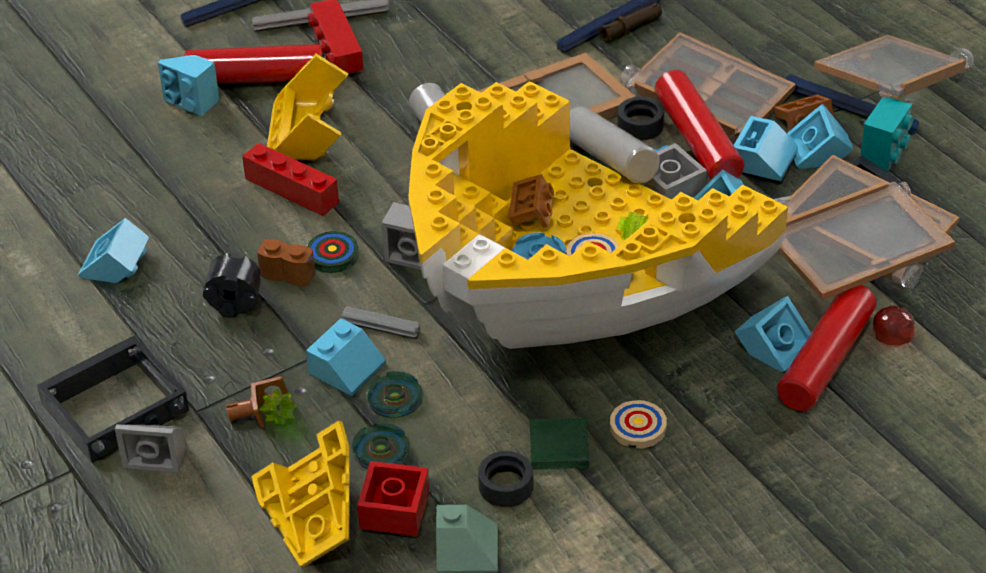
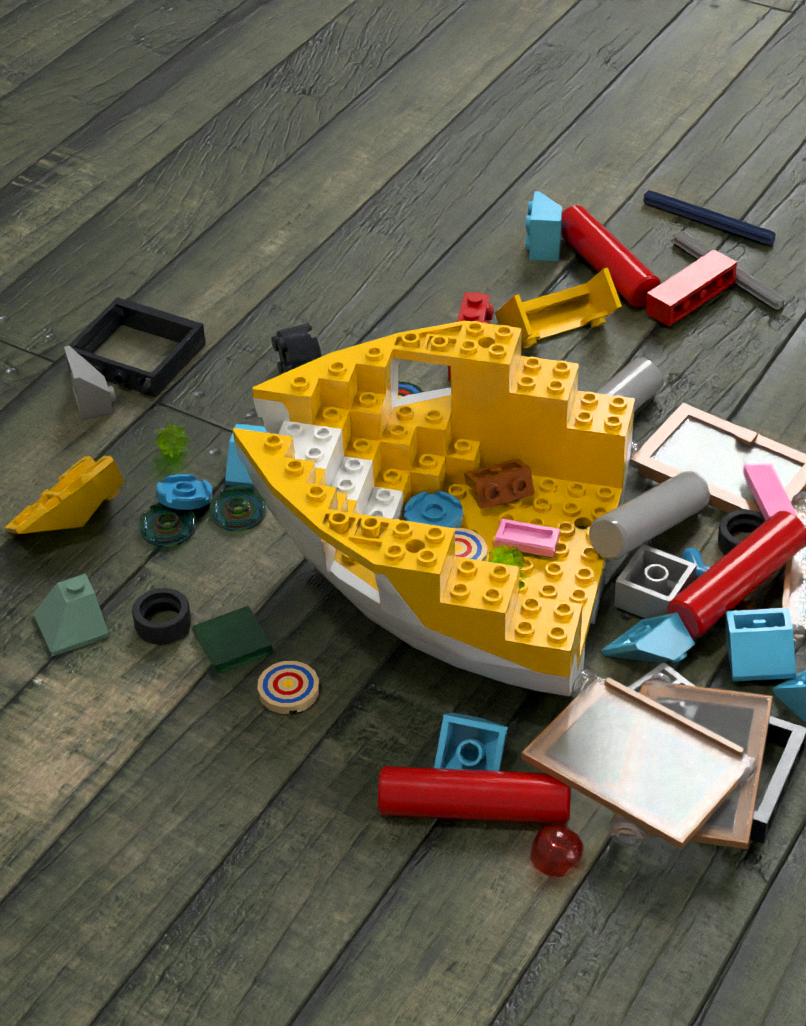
camera: 65 degrees right, 0 degrees up
(115, 254) = (306, 279): medium azure slope -> none
(252, 406) = (179, 418): dark orange bracket -> none
(358, 418) = (184, 492): none -> dark azure tile
(393, 498) = (92, 546): red brick -> none
(600, 212) = (528, 537): none -> bright pink tile
(614, 85) = (767, 489): none -> bright pink tile

